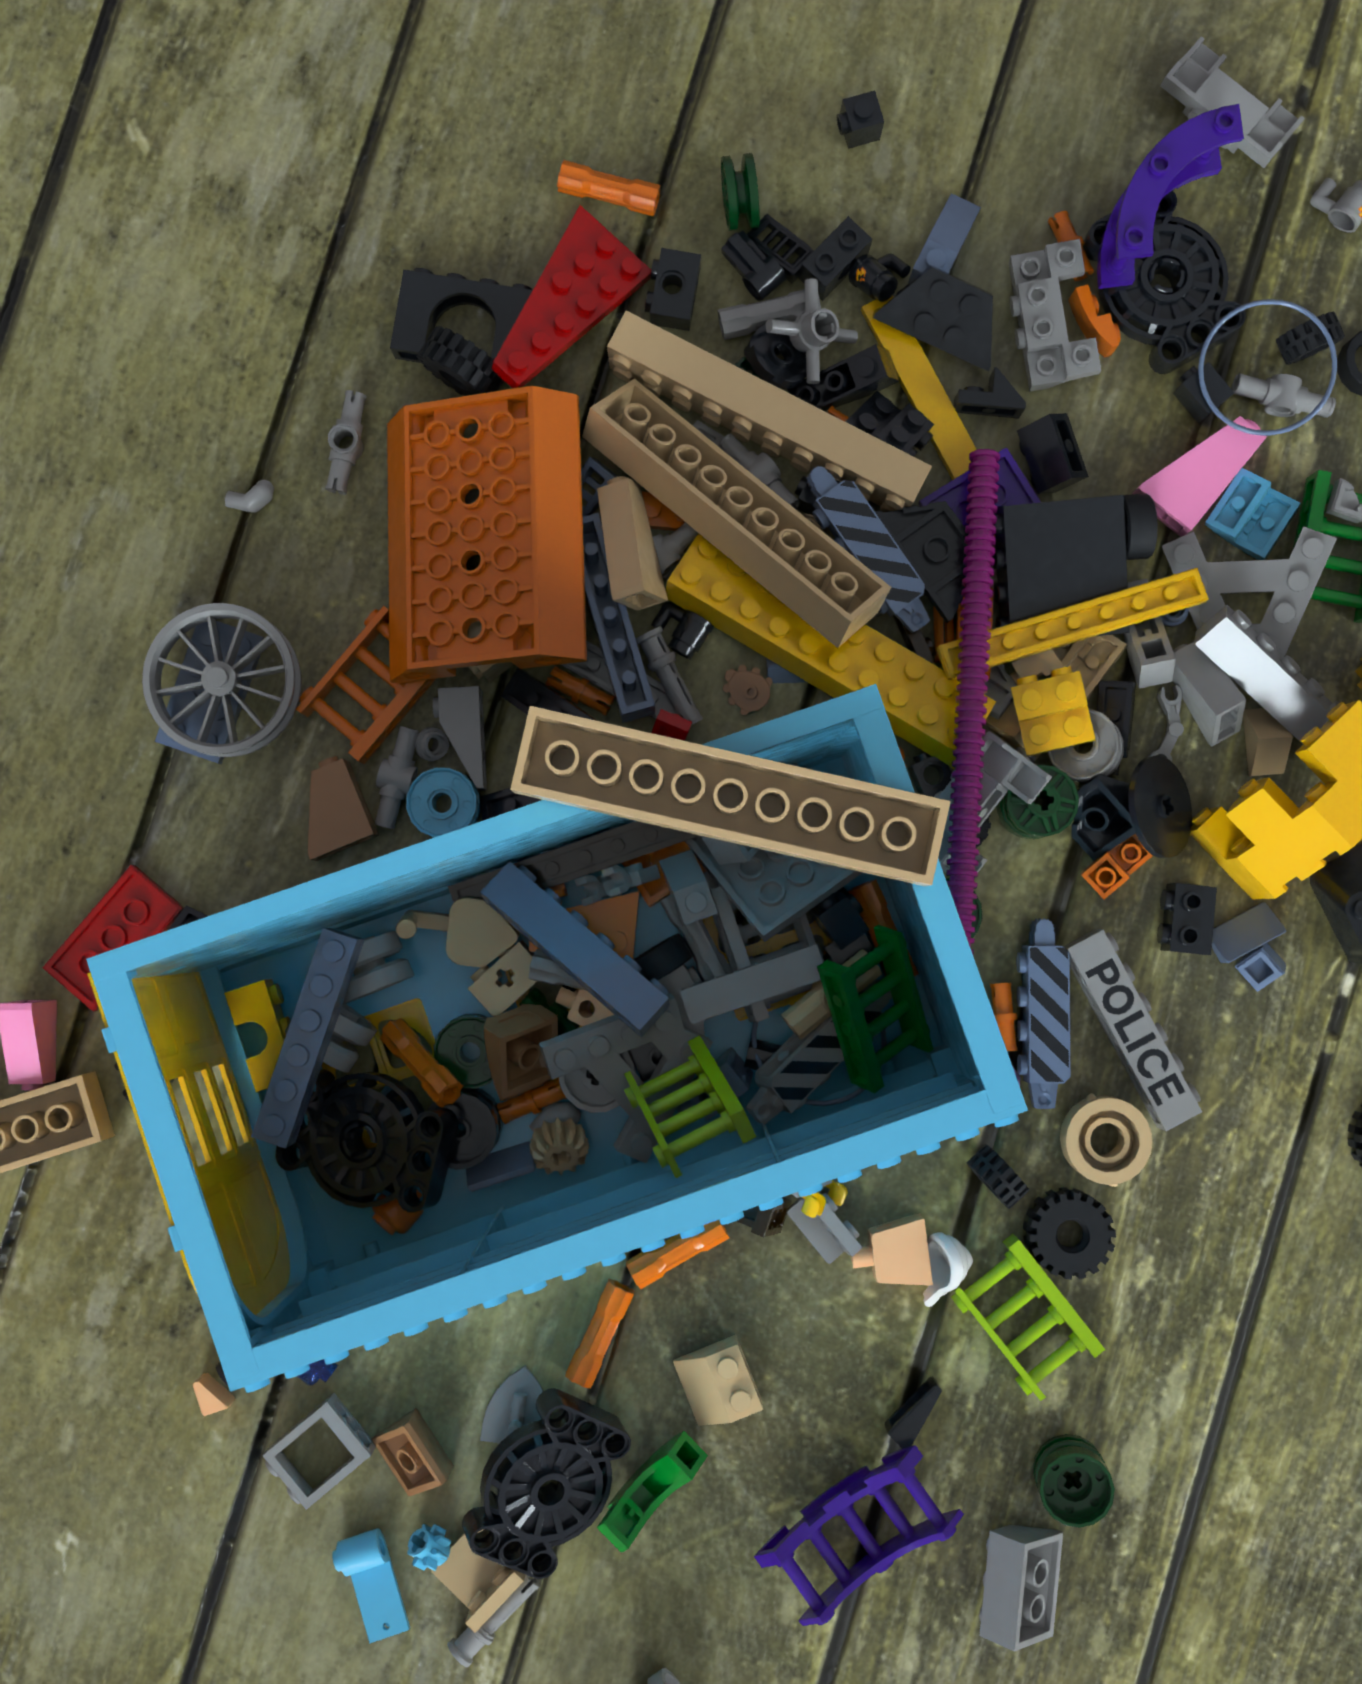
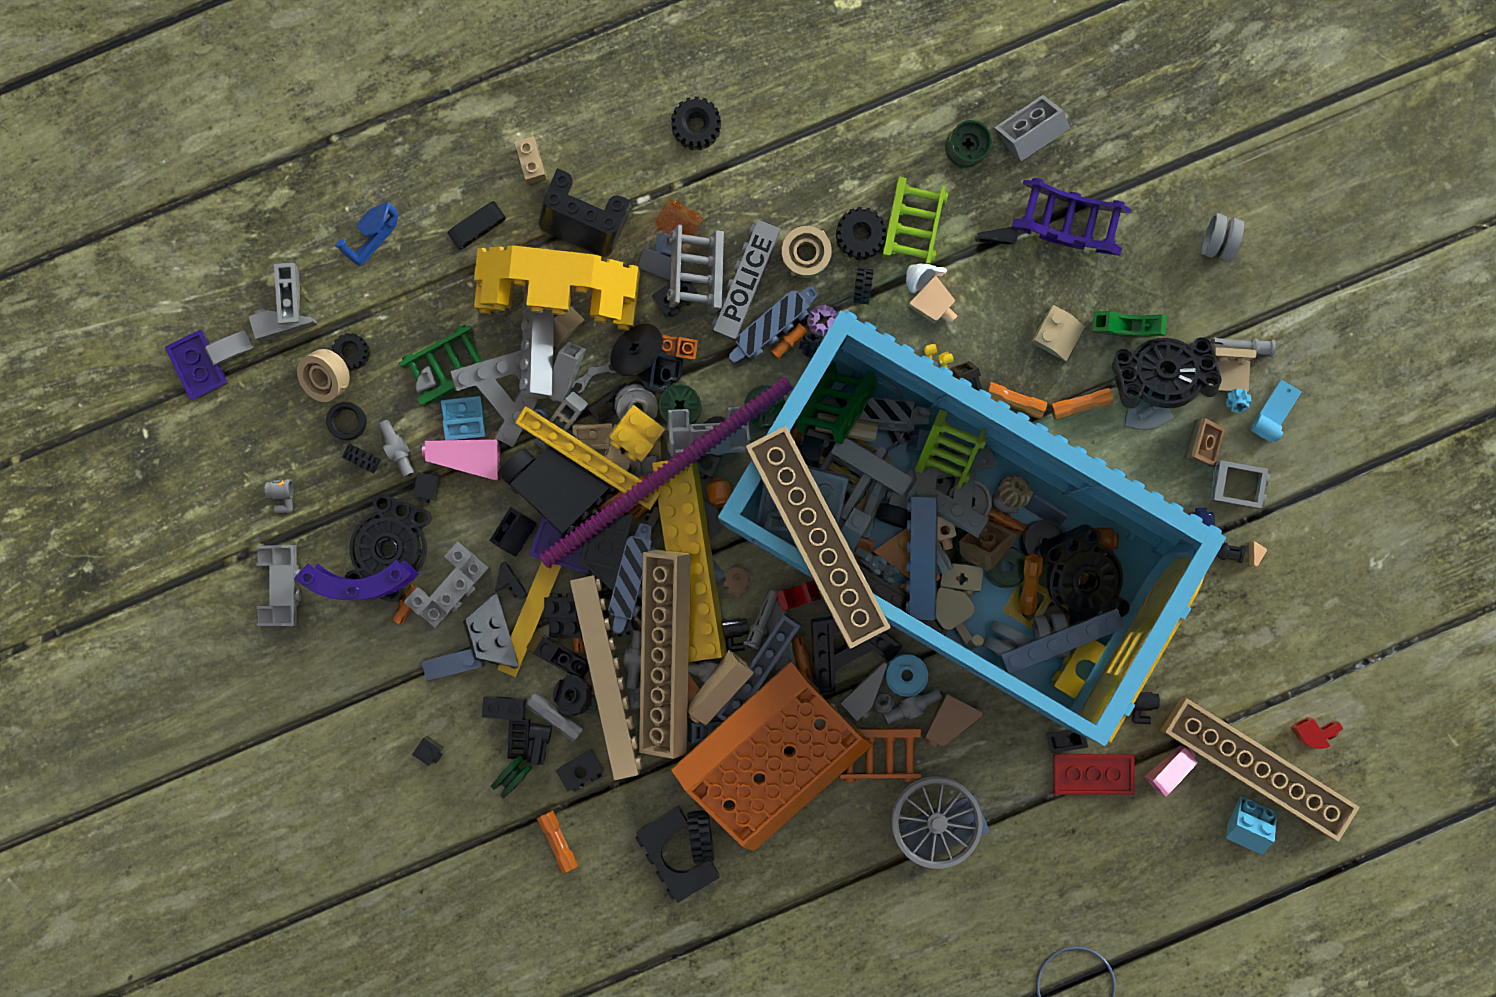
camera: 130 degrees left, 0 degrees up
(253, 500) = (842, 883): light grey arm -> none
(347, 426) = (769, 867): light grey pin -> none
(575, 292) = (616, 814): red wing -> none
(812, 331) = (553, 693): light grey bar -> none
(826, 1231) = (952, 341): light grey bracket -> none
(874, 276) = (498, 681): black piece -> none
(1085, 310) = (435, 557): orange slope -> none
(1193, 1006) = (713, 261): none -> light grey fence
(1268, 302) = (390, 504): sand blue piece -> none
(1283, 1007) = (676, 214): none -> clear orange bracket

